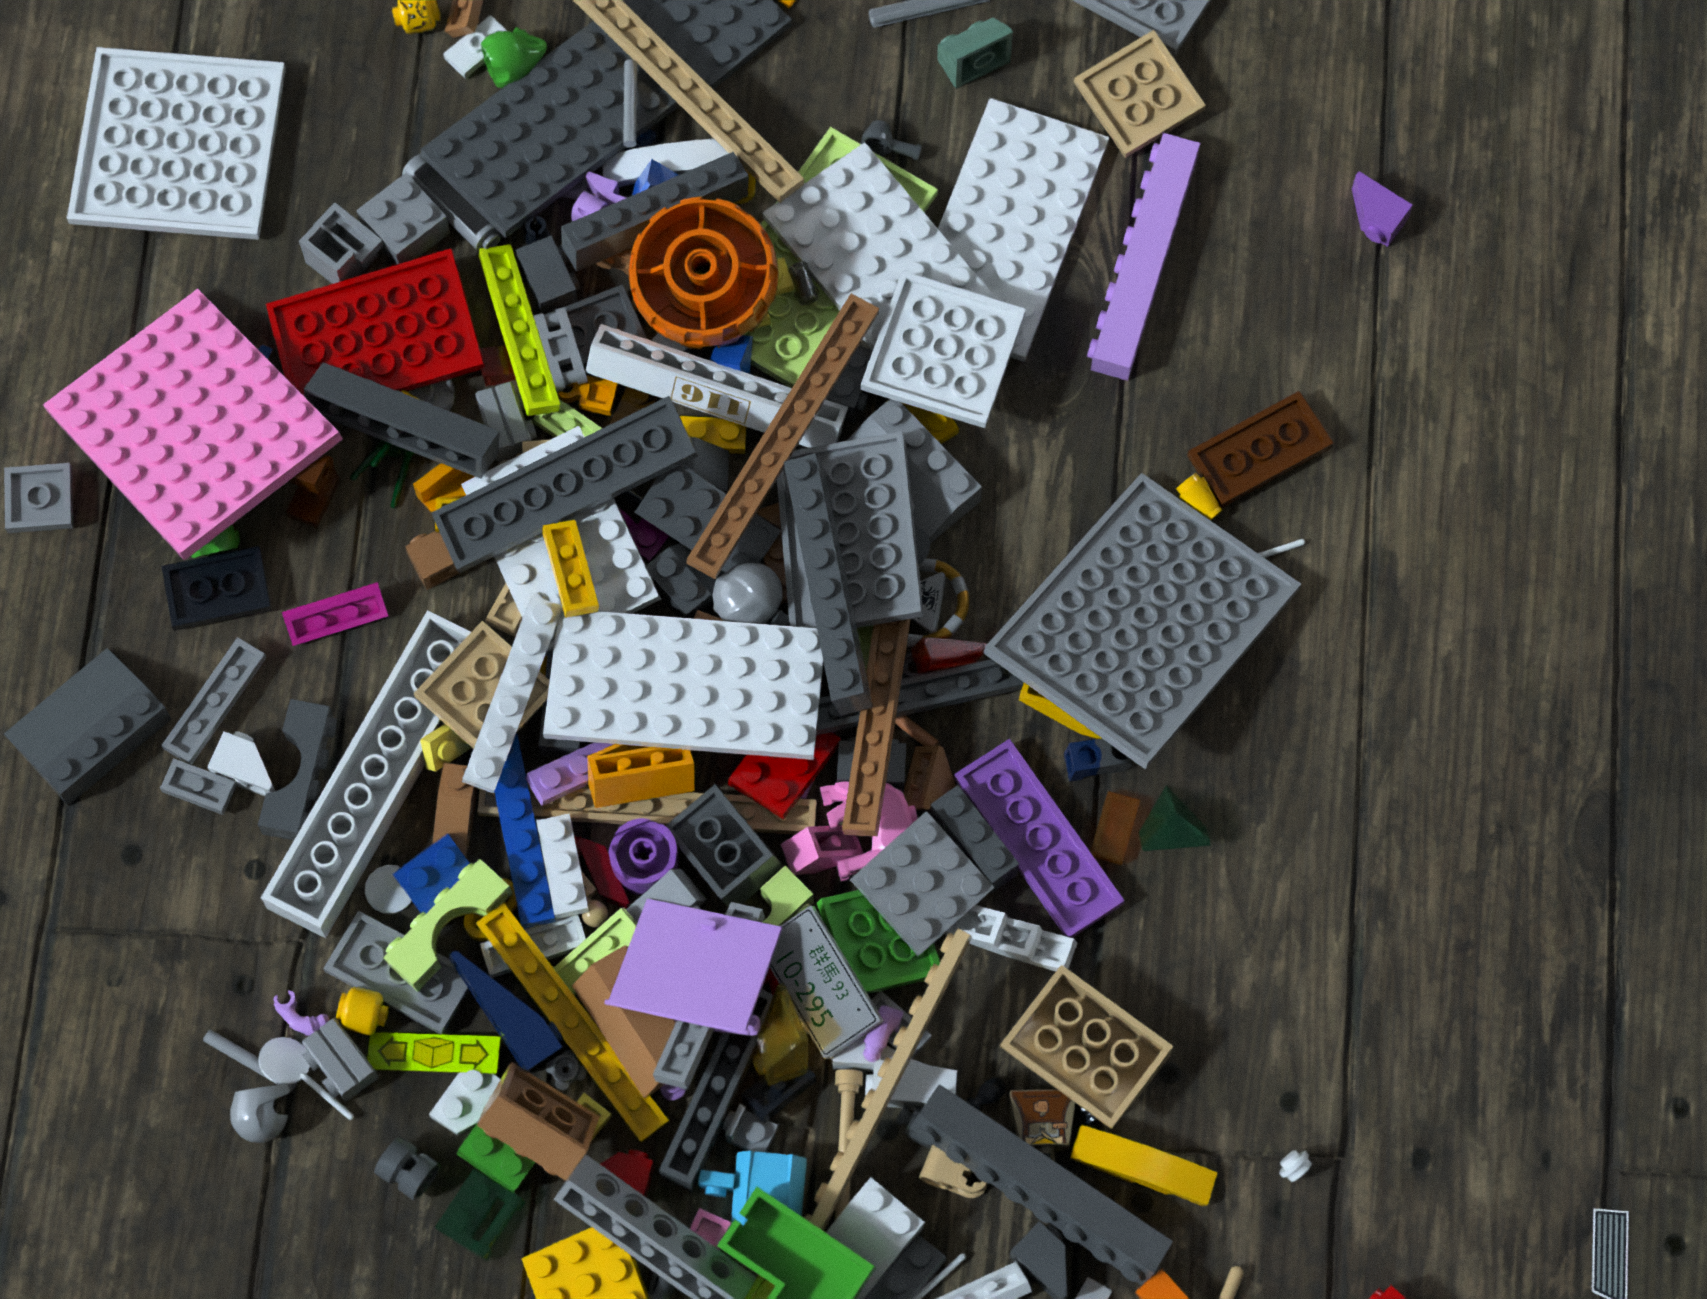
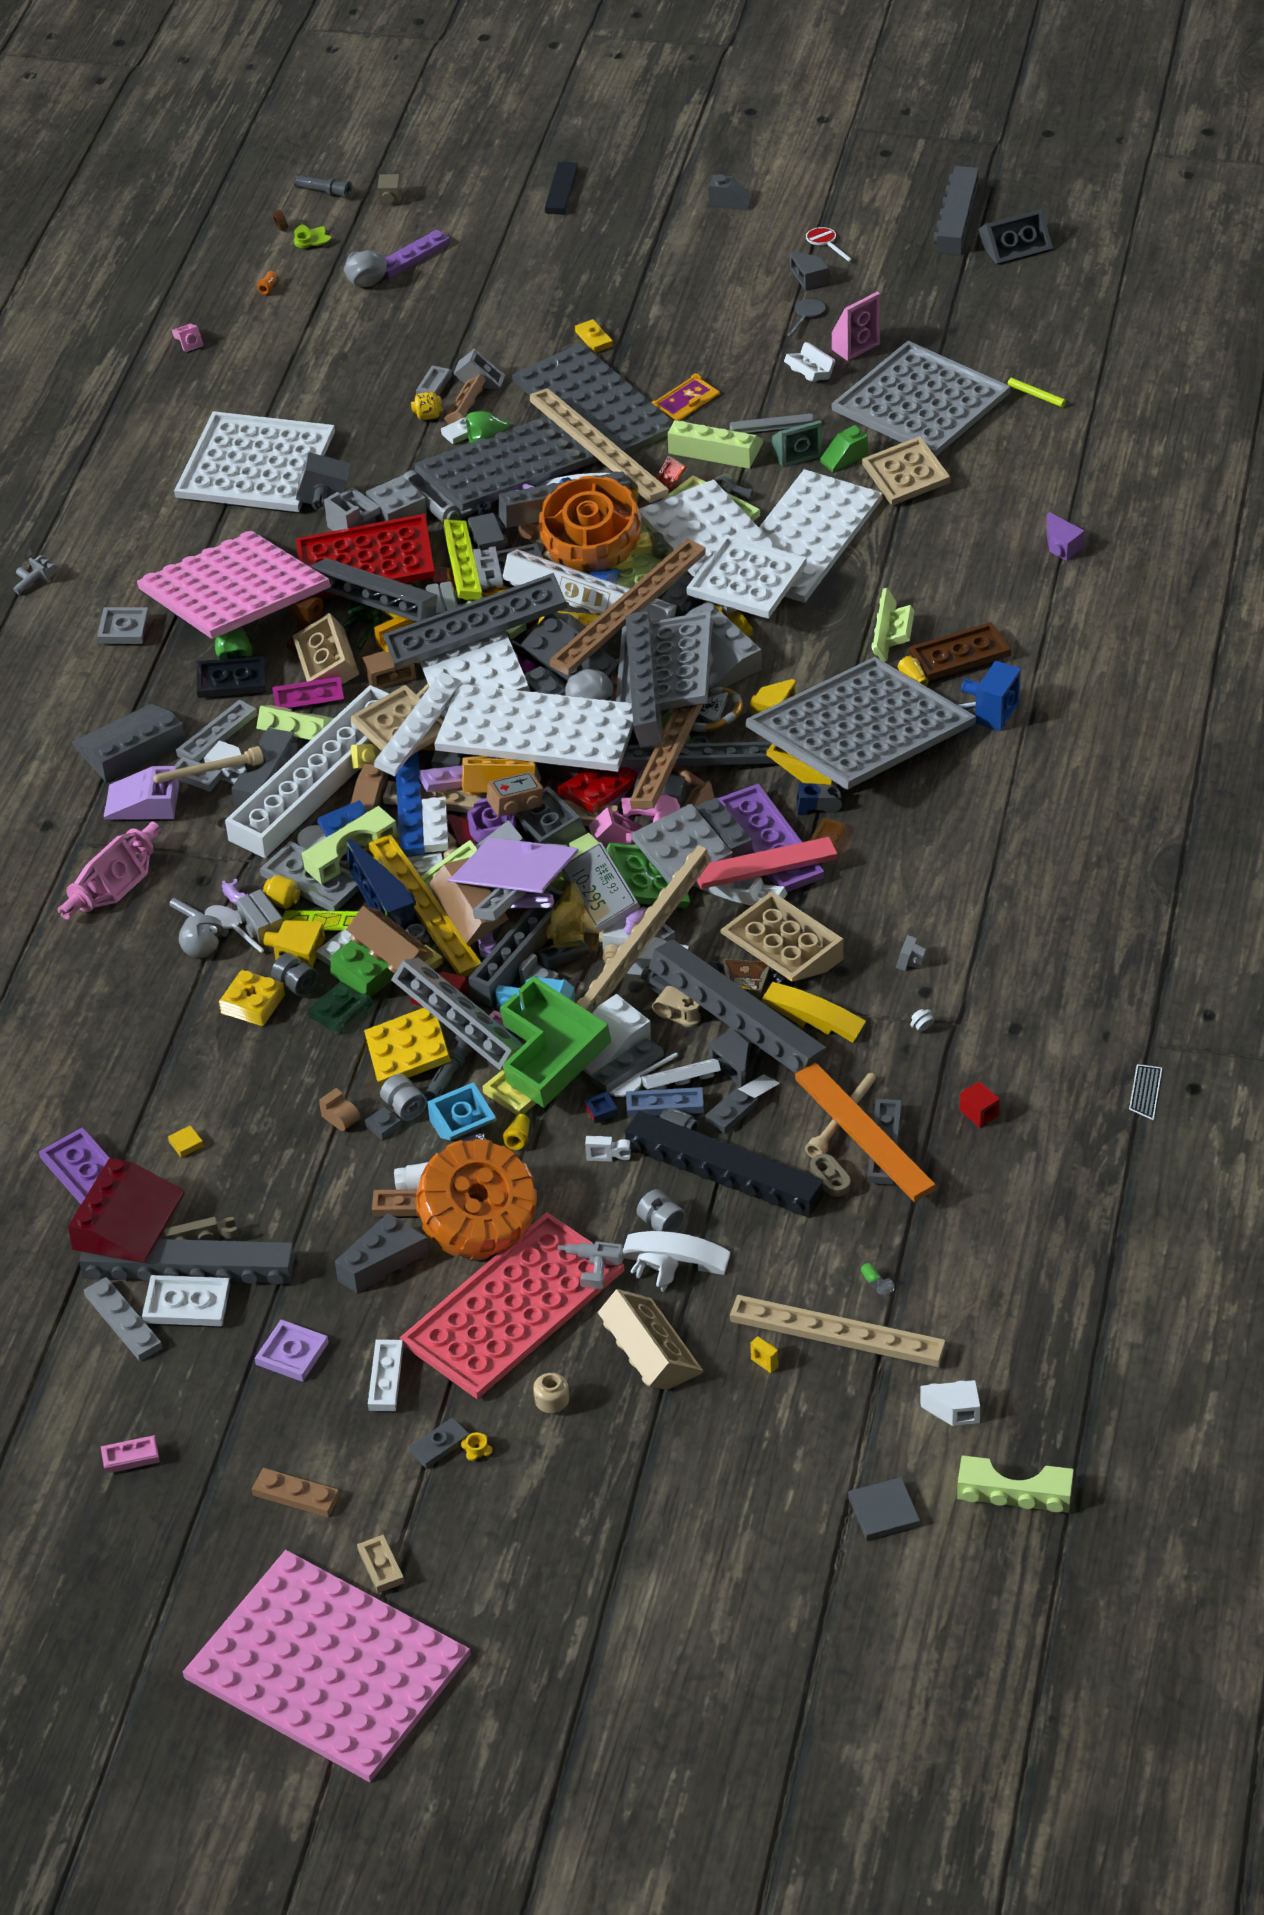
camera: 10 degrees right, 25 degrees down
(114, 998) = (112, 871): none -> bright pink plate
(128, 841) = (142, 797): none -> lavender slope
(276, 764) = (251, 757): none -> tan piece
(289, 200) = (321, 479): none -> dark grey brick
(346, 690) = (284, 719): none -> yellowish green arch
(349, 537) = (325, 651): none -> tan slope
(363, 1232) = (252, 997): none -> yellow brick
(399, 1104) = (298, 938): none -> yellow torso
(570, 568) = (470, 662): yellow plate -> none
(630, 103) = (559, 450): light grey bar -> none
(673, 821) = (514, 794): none -> medium nougat brick
(798, 138) = (671, 473): none -> clear red slope
(851, 54) = (713, 444): none -> yellowish green slope
(942, 653) = (718, 731): clear red slope -> none
(1008, 574) = (772, 695): none -> yellow slope
(1045, 55) = (845, 449): none -> bright green slope
(1047, 899) = (767, 862): none -> coral tile
(1145, 256) = (895, 550): lavender brick -> none
(1160, 407) = (892, 625): none -> yellowish green bracket
(1172, 826) = (865, 835): clear green slope -> none
(1262, 1045) = (910, 955): none -> light grey tile
(1324, 544) = (995, 695): none -> blue brick

